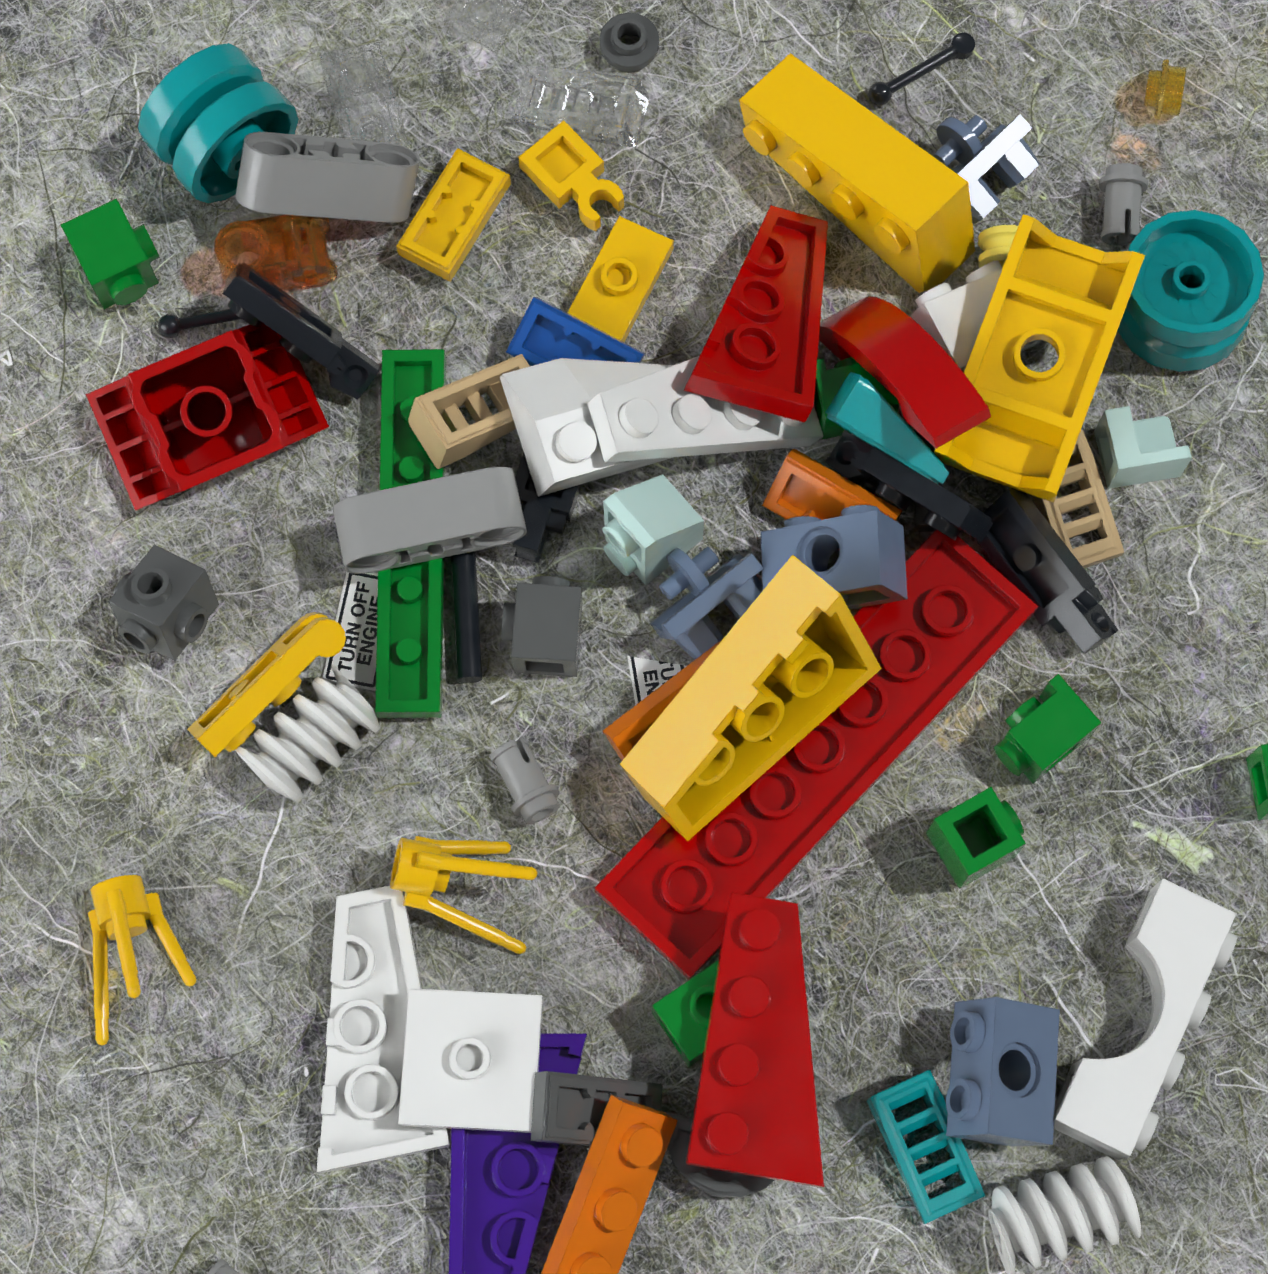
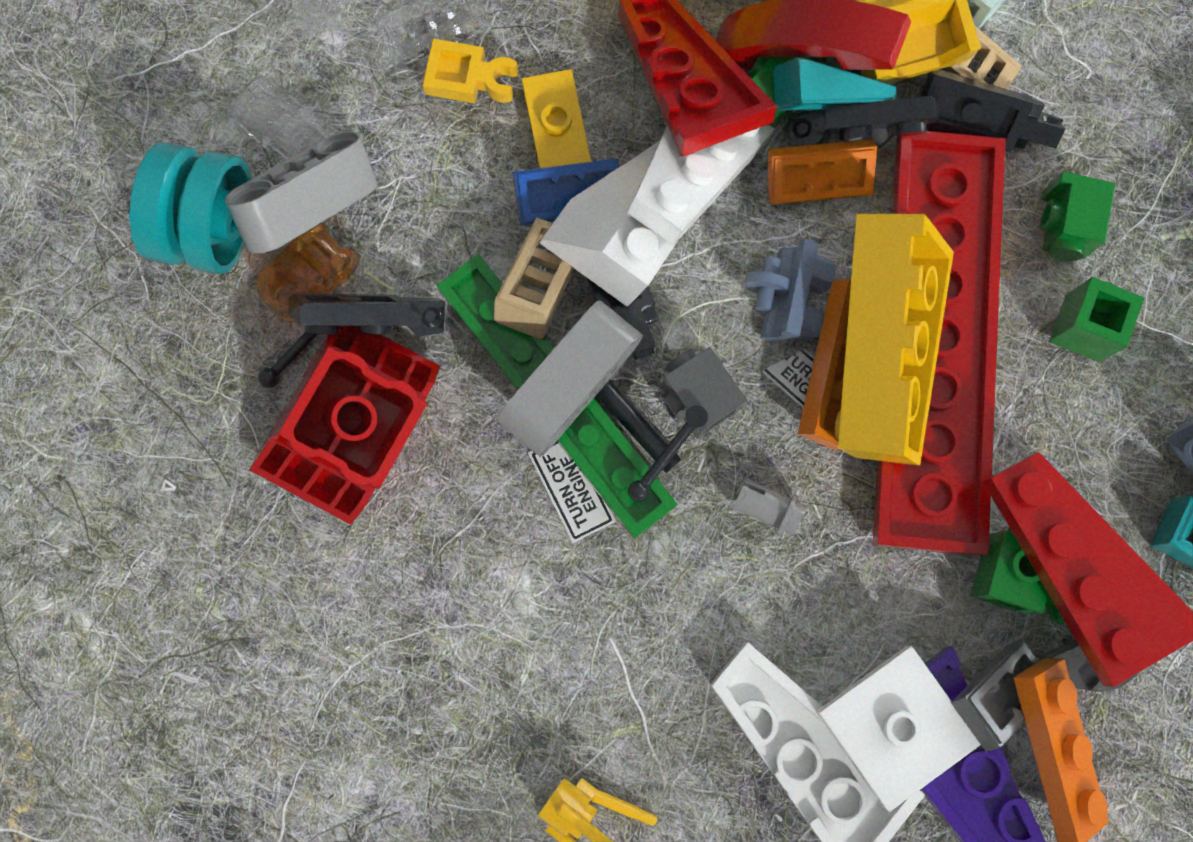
camera: 40 degrees left, 5 degrees up
(113, 254) = (188, 356): green brick -> none
(163, 603) = (427, 576): dark grey brick -> none
(267, 681) = (542, 575): yellow plate -> none
(310, 736) = (604, 590): white piece -> none
(426, 866) = (759, 621): yellow plant -> none
(453, 214) = (407, 157): yellow plate -> none
(512, 640) = (695, 418): none -> black hinge
(647, 525) = (719, 274): light aqua slope -> none
(870, 556) = (886, 181): sand blue brick -> none

